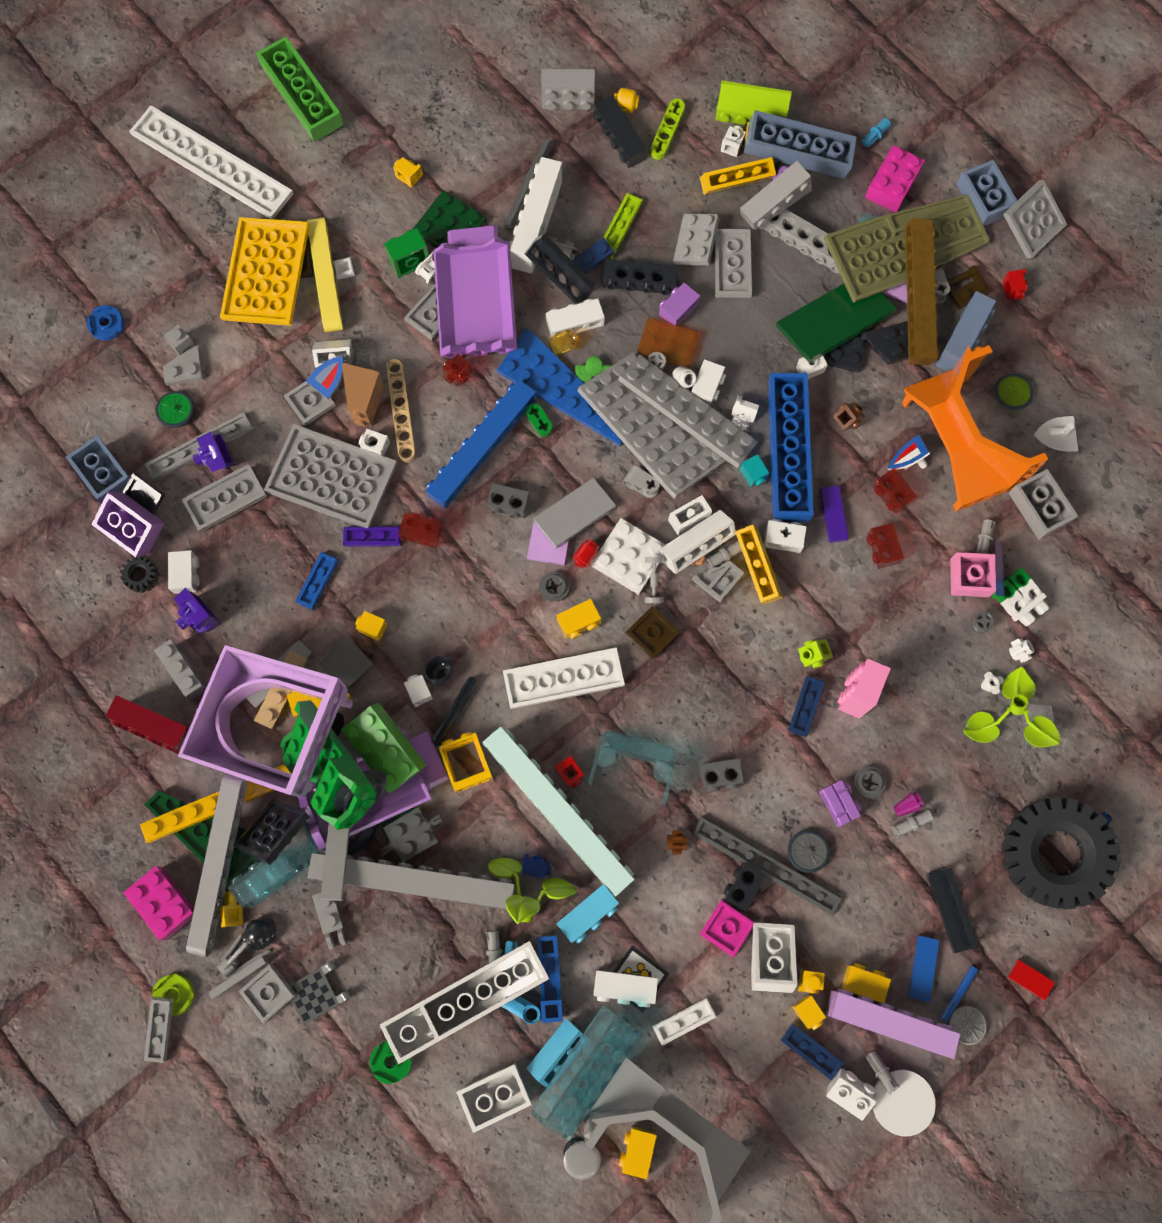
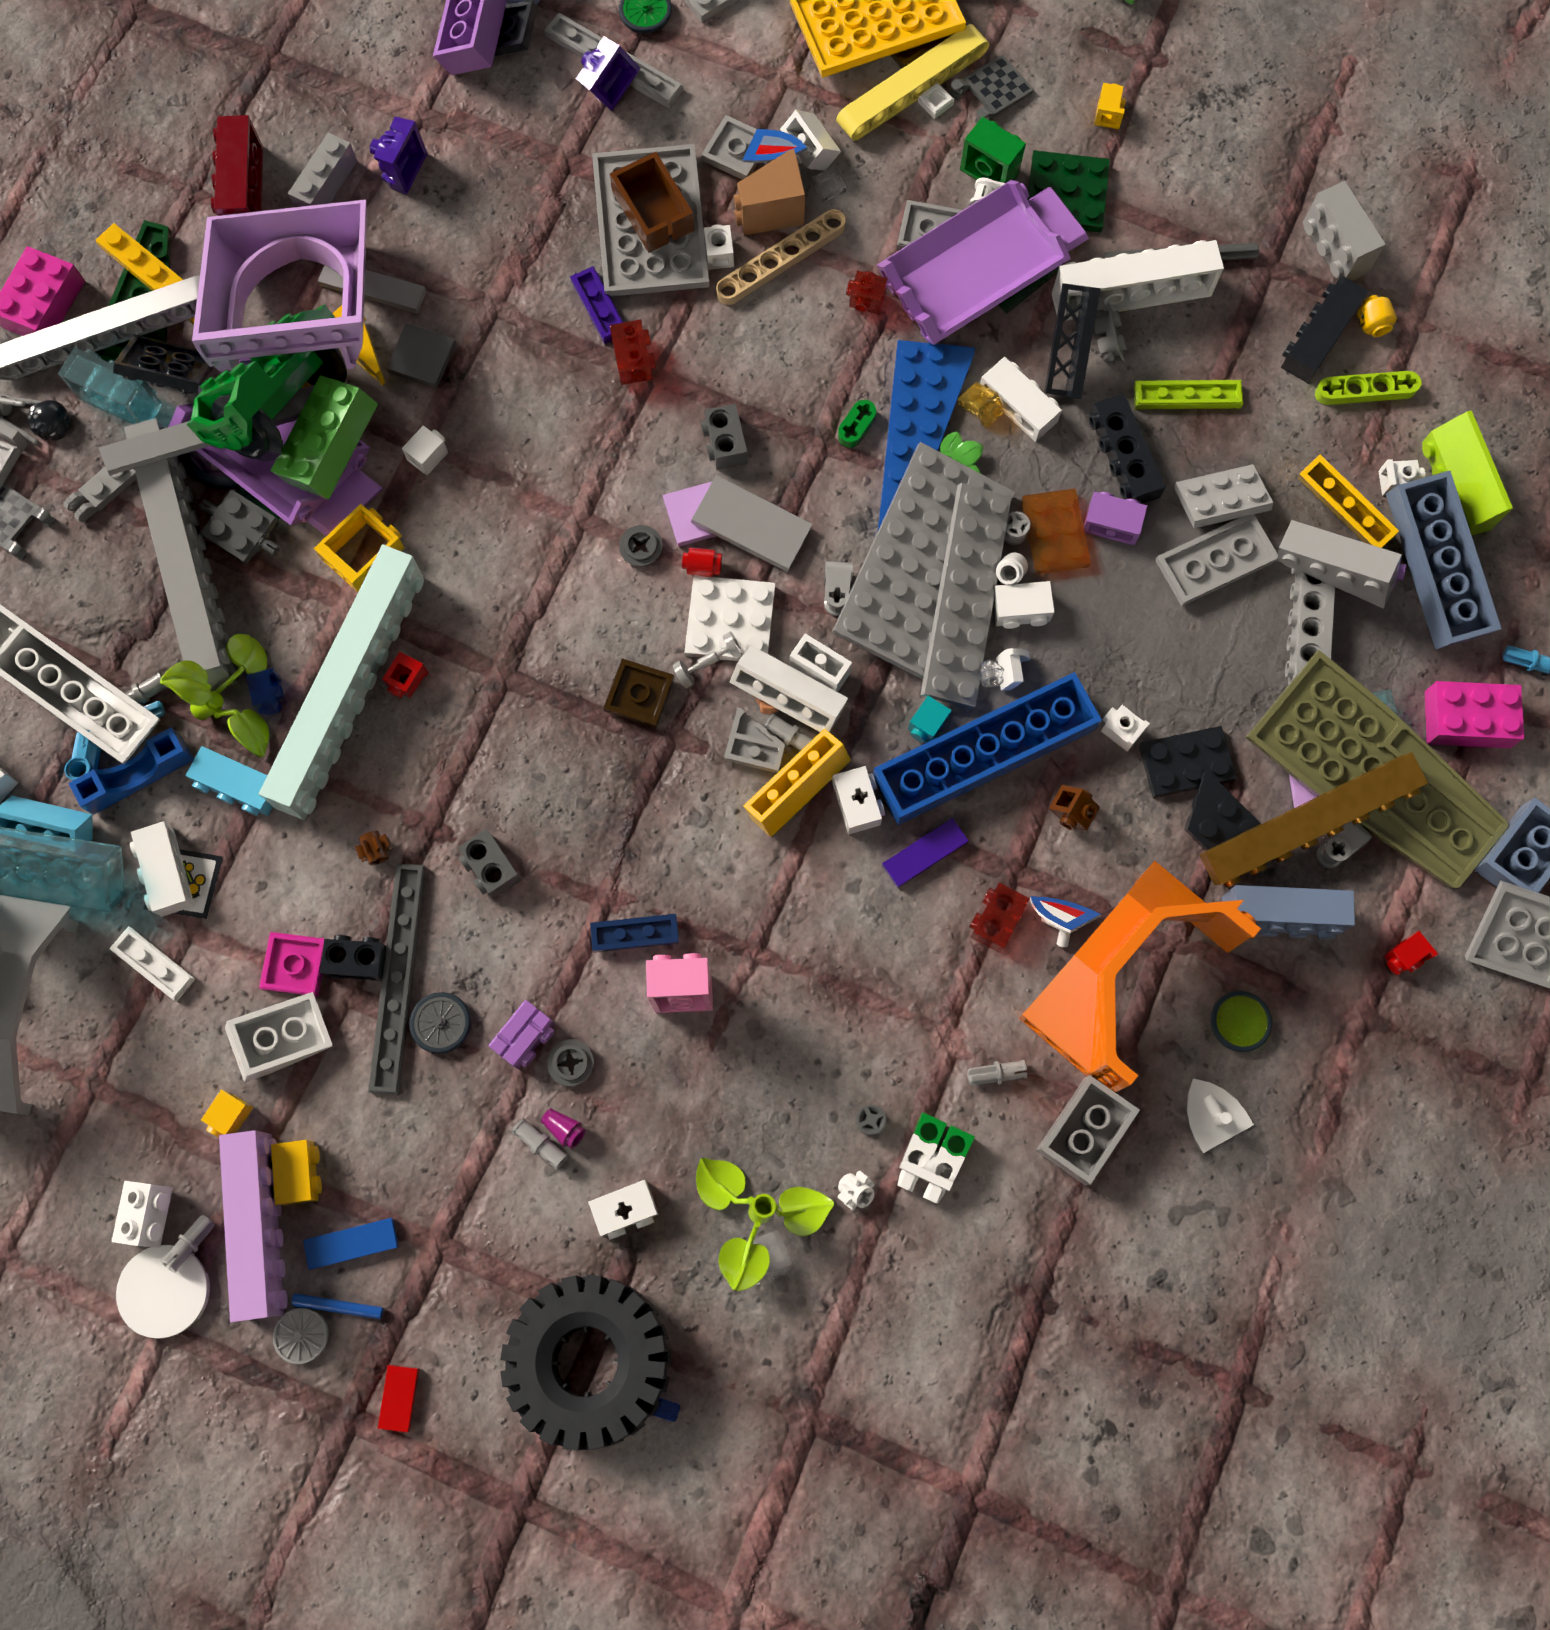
camera: 65 degrees right, 0 degrees up
(140, 562) = (413, 65): black tyre -> none
(182, 571) = (444, 119): white brick -> none
(224, 498) = (561, 117): light grey plate -> none
(231, 913) = (51, 379): yellow plate -> none
(277, 697) = (378, 296): tan plate -> none
(317, 581) = (510, 271): blue tile -> none
(327, 466) = (652, 201): none -> reddish brown piece
(354, 229) = (995, 85): none -> dark grey flag
(371, 625) = (481, 357): yellow brick -> none
(438, 670) = (461, 460): black hair -> none
(454, 711) = (421, 506): black axle -> none
(481, 444) = (785, 368): blue brick -> none
(563, 678) = (525, 613): white plate -> none
(578, 619) = (610, 594): yellow brick -> none
(594, 255) = (1118, 378): dark blue plate -> none
(659, 754) = (475, 773): clear light blue windscreen -> none
(811, 981) = (268, 1098): yellow brick -> none
(811, 1051) = (178, 1140): dark blue plate -> none
(815, 653) = (710, 910): lime brick -> none
(832, 321) = (1203, 725): dark green tile -> none
(890, 545) = (917, 943): clear red brick -> none
(952, 910) = (444, 1247): black fence -> none
(963, 295) = (1367, 899): dark brown plate -> none
(969, 799) = (606, 1208): none -> white brick
(973, 574) = (930, 1074): bright pink brick -> none
(986, 685) = (796, 1176): white plate -> none
(999, 568) = (955, 1105): dark blue tile -> none

